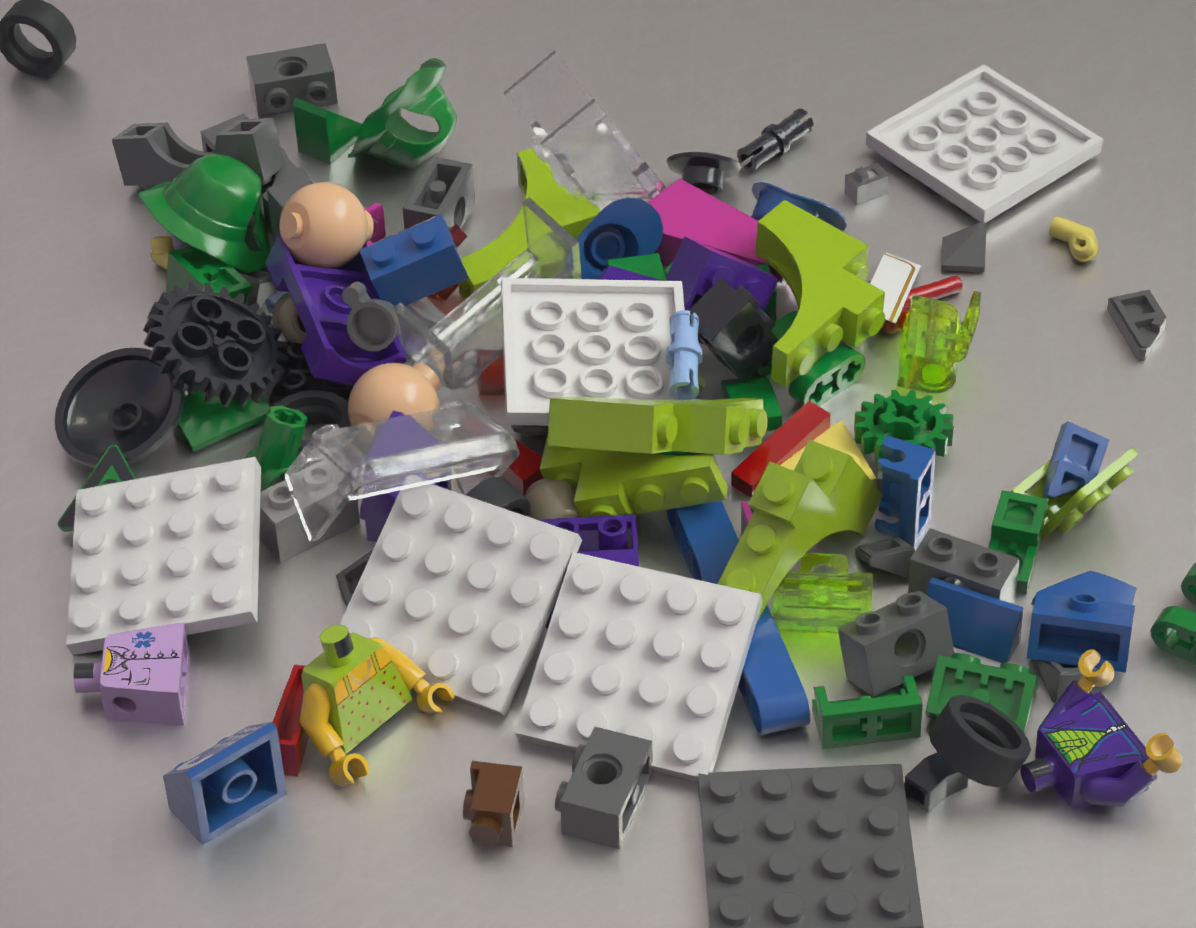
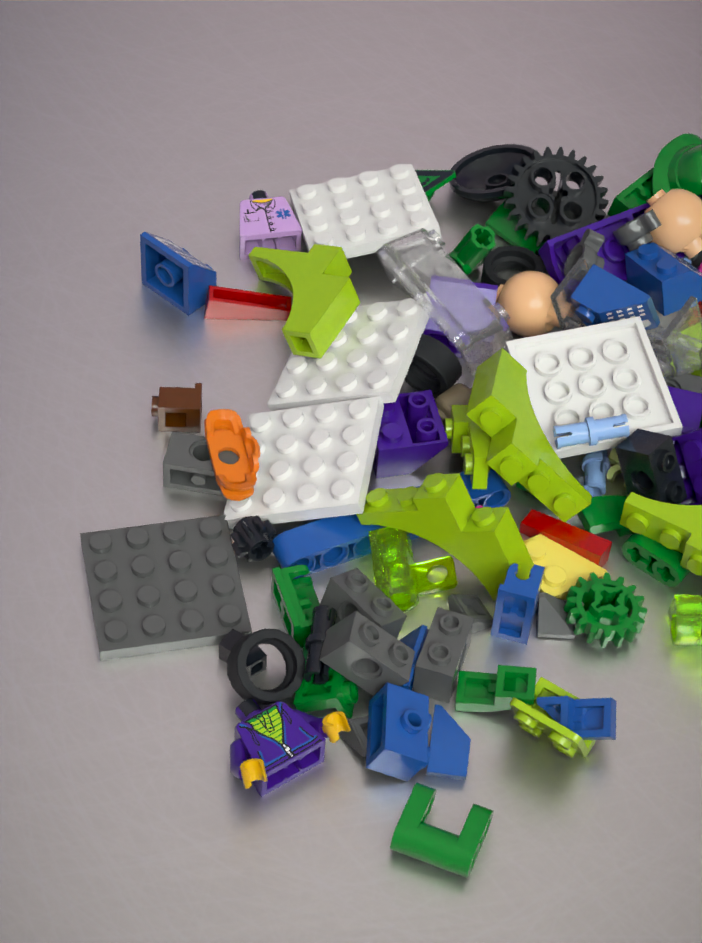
camera: 75 degrees right, 5 degrees up
(299, 607) = (320, 292): none -> lime arch
(333, 259) = (637, 231): none -> dark grey piece
(354, 692) = (254, 320): torso -> none
(463, 302) = (608, 298): none -> blue slope
(658, 731) = (226, 433): none -> orange piece
(753, 741) = (253, 538): none -> black gear
(958, 677) = (314, 644): none -> black pin
(987, 626) = (366, 654): none -> dark grey brick

